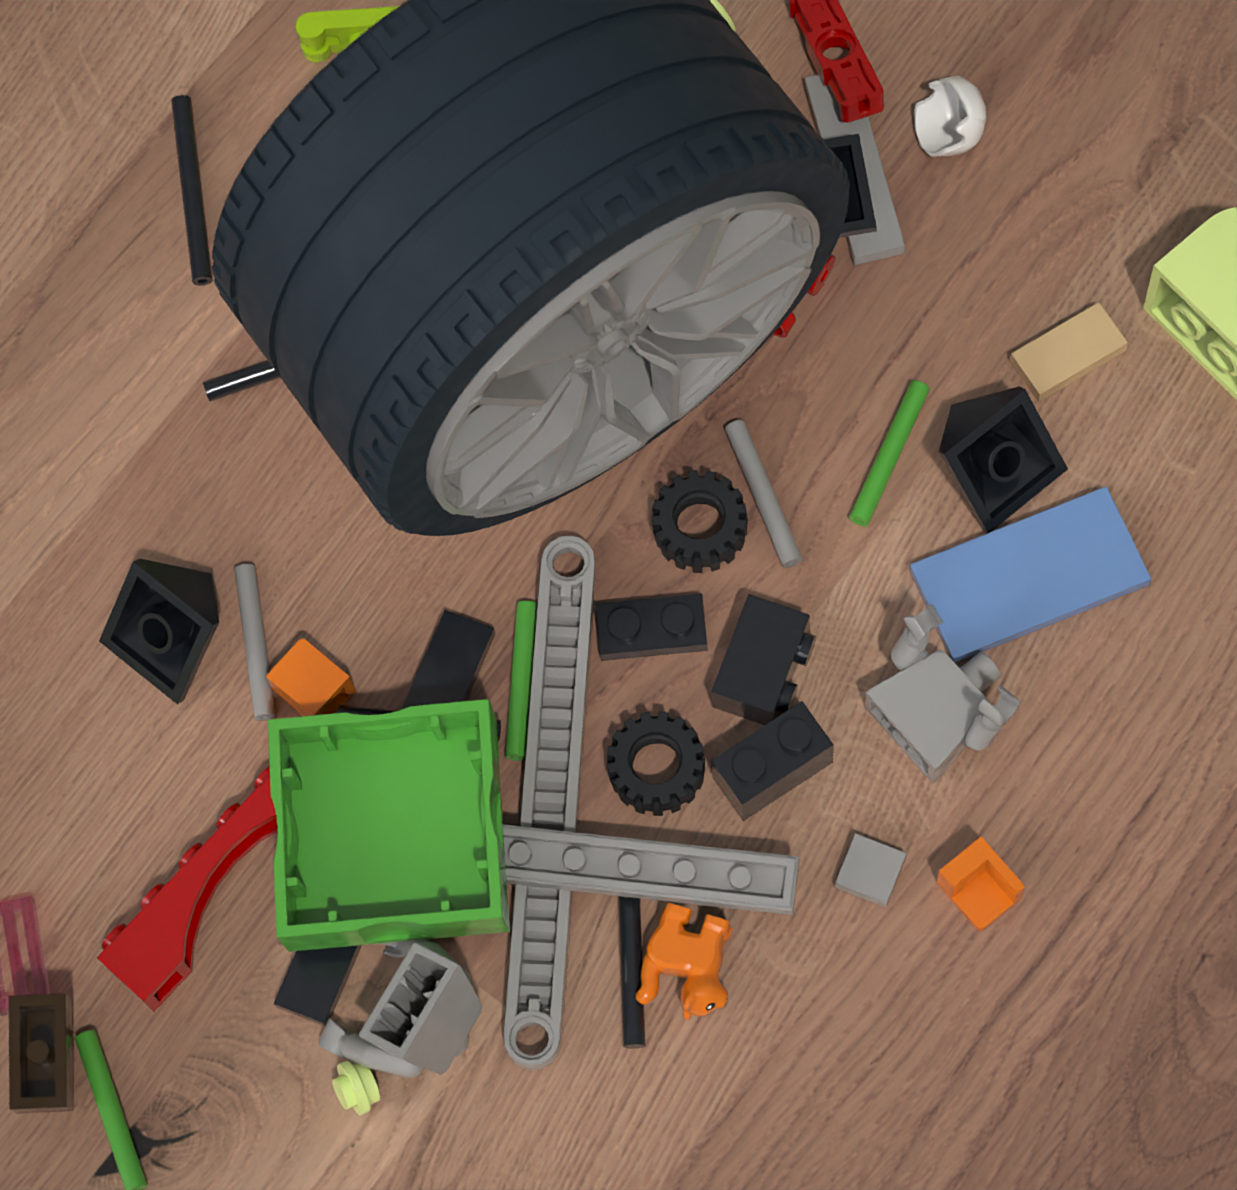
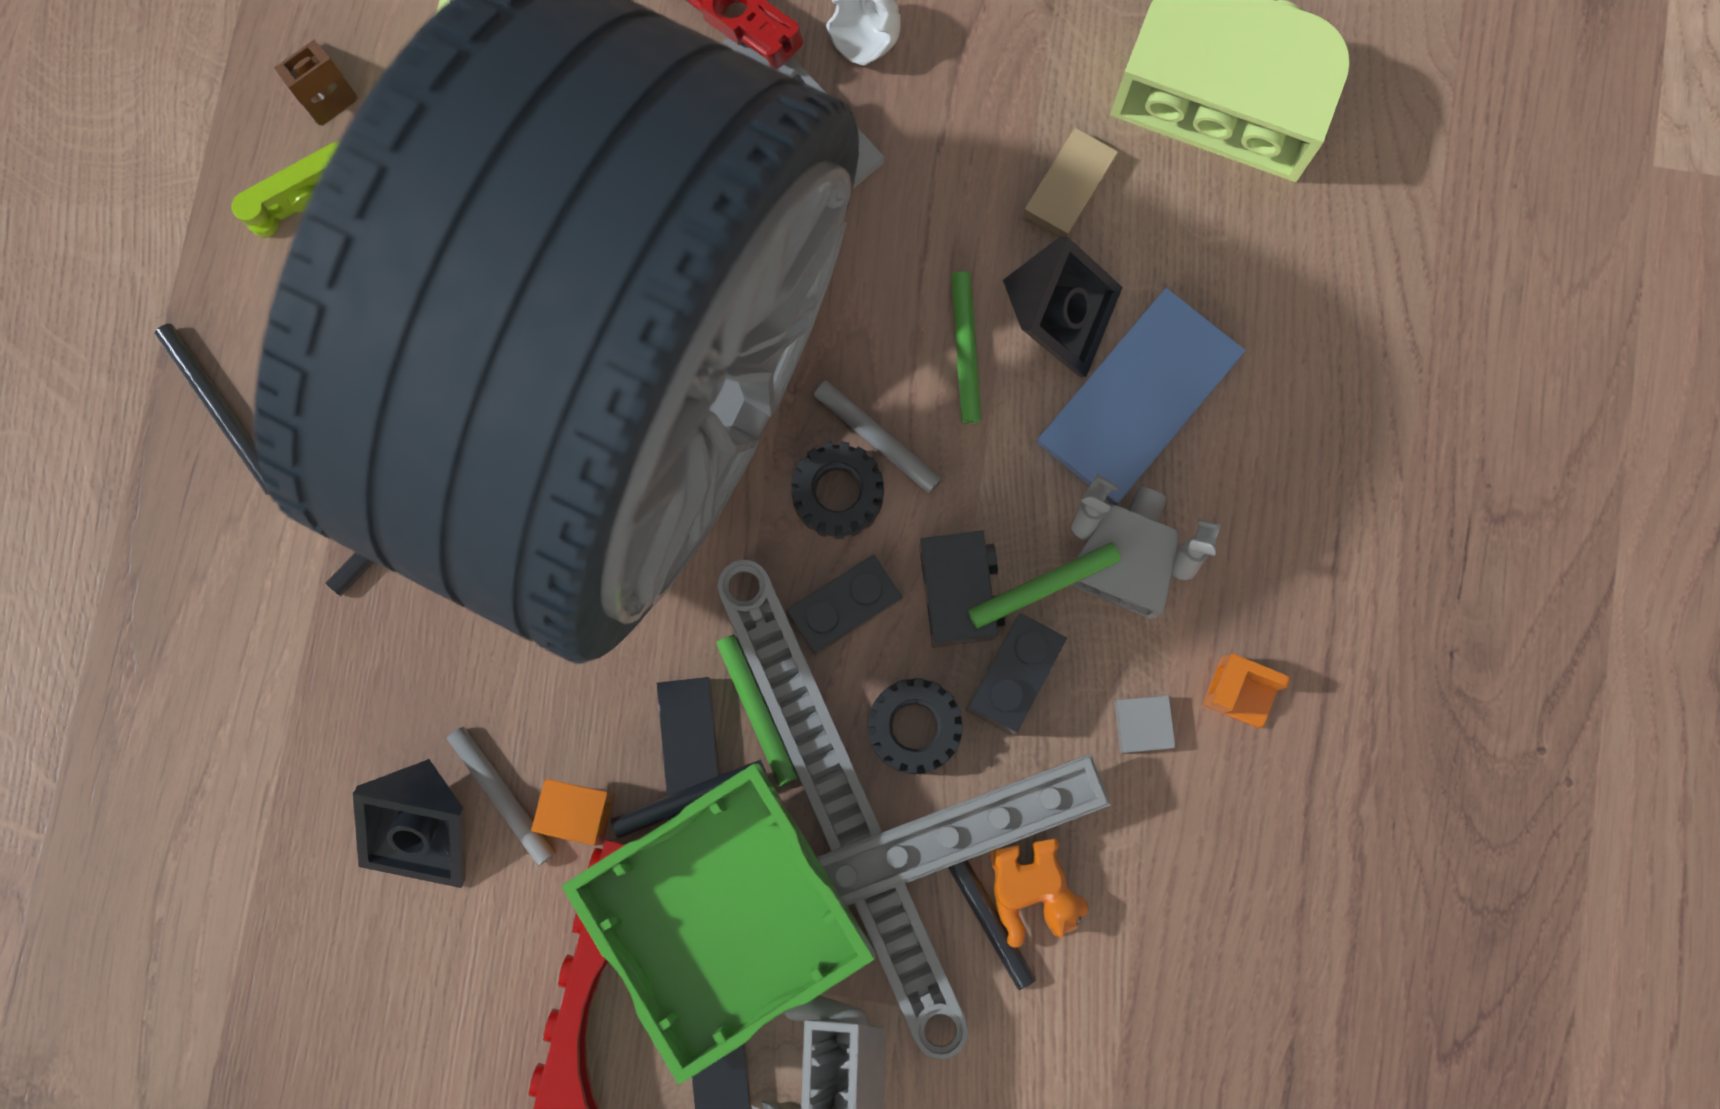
camera: 35 degrees left, 10 degrees up
(838, 688) = (1044, 585): none -> bright green piece

